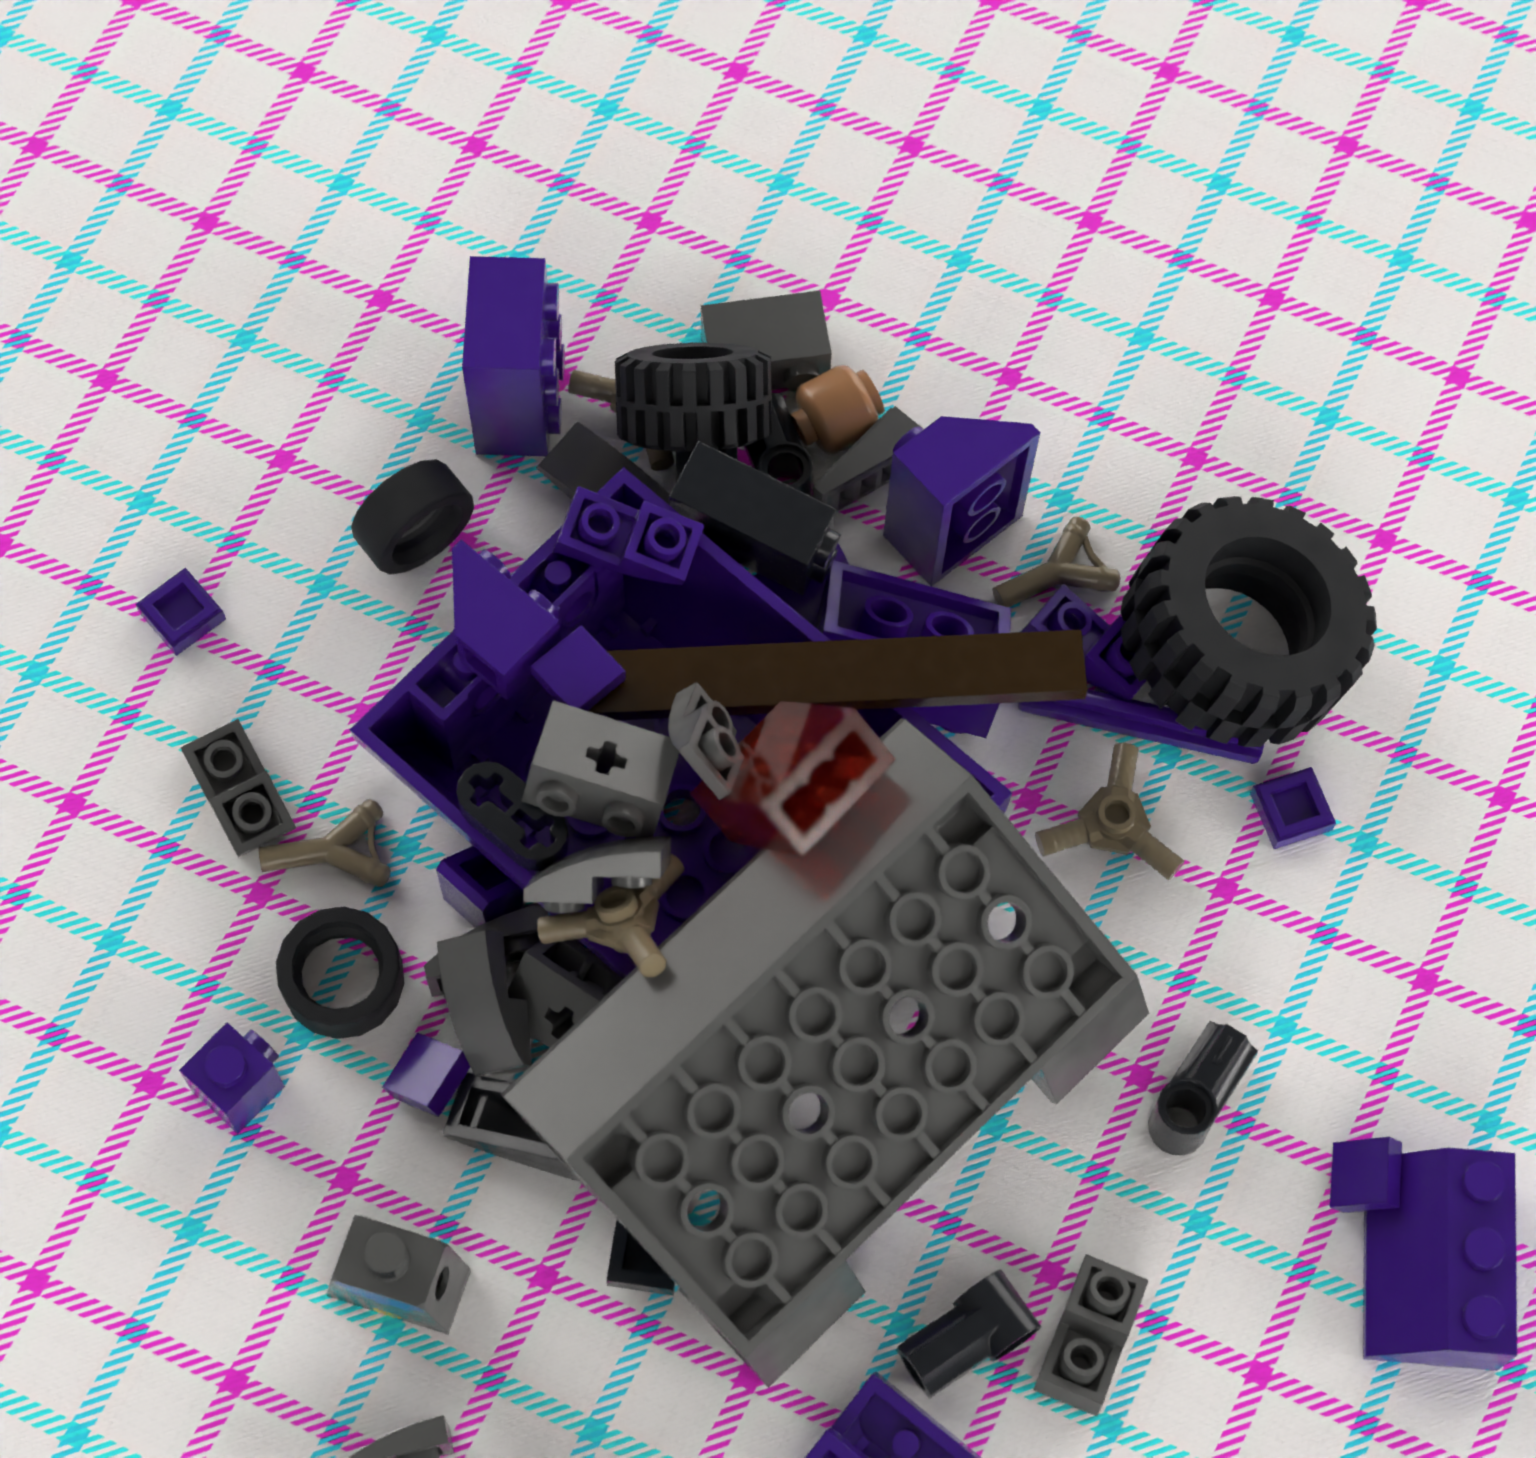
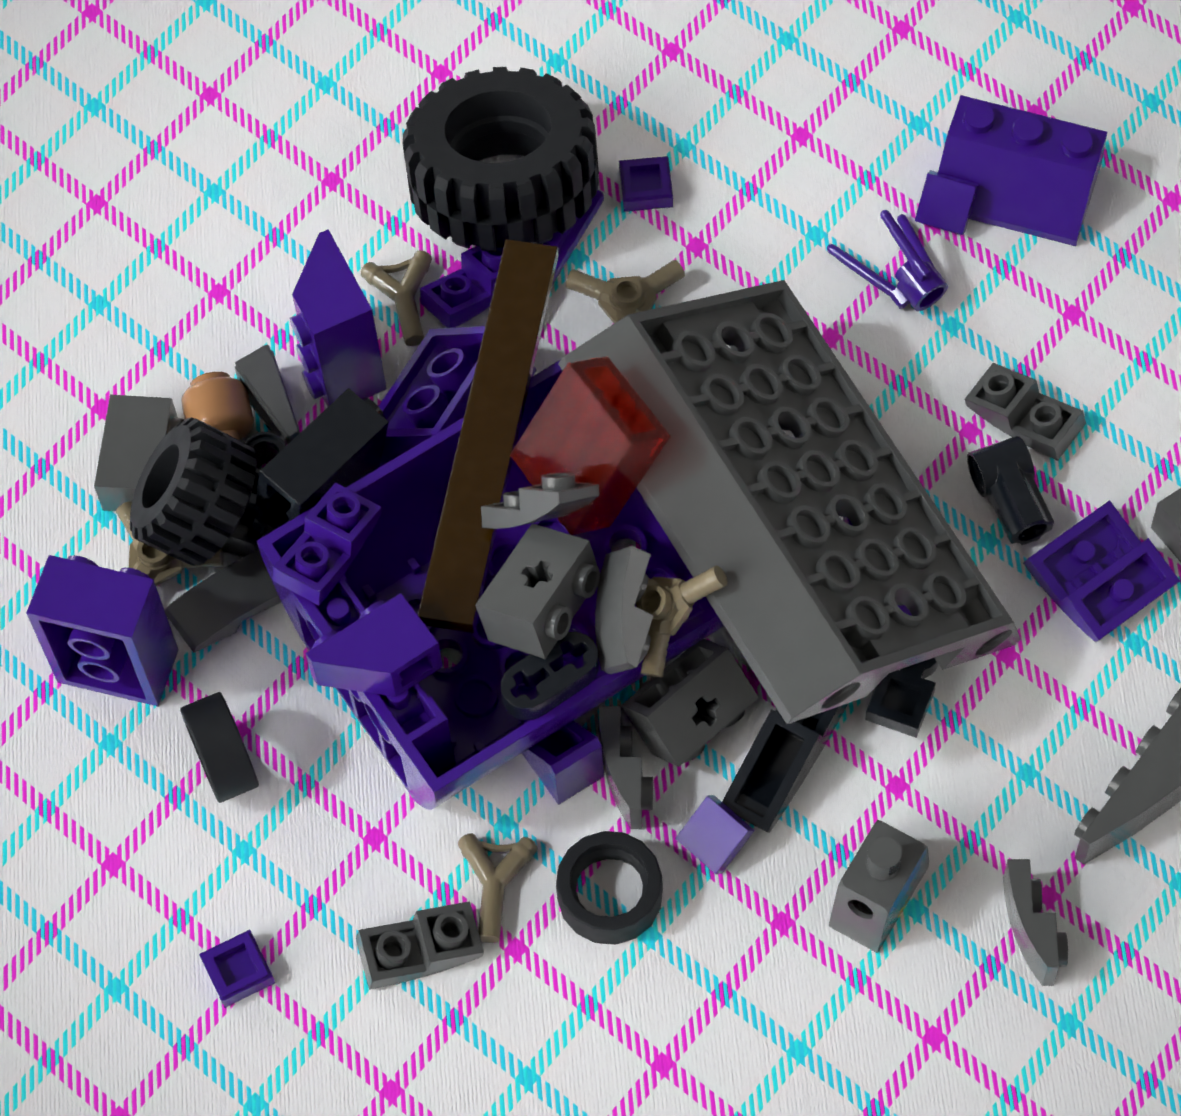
camera: 70 degrees left, 5 degrees down
(234, 1075) = (683, 981): dark purple brick -> none
(486, 1021) = (677, 764): dark grey slope -> none
(578, 671) = (444, 595): dark purple tile -> none
(1202, 1087) = (855, 291): black piece -> none
(1239, 1162) = (918, 278): none -> dark purple plant

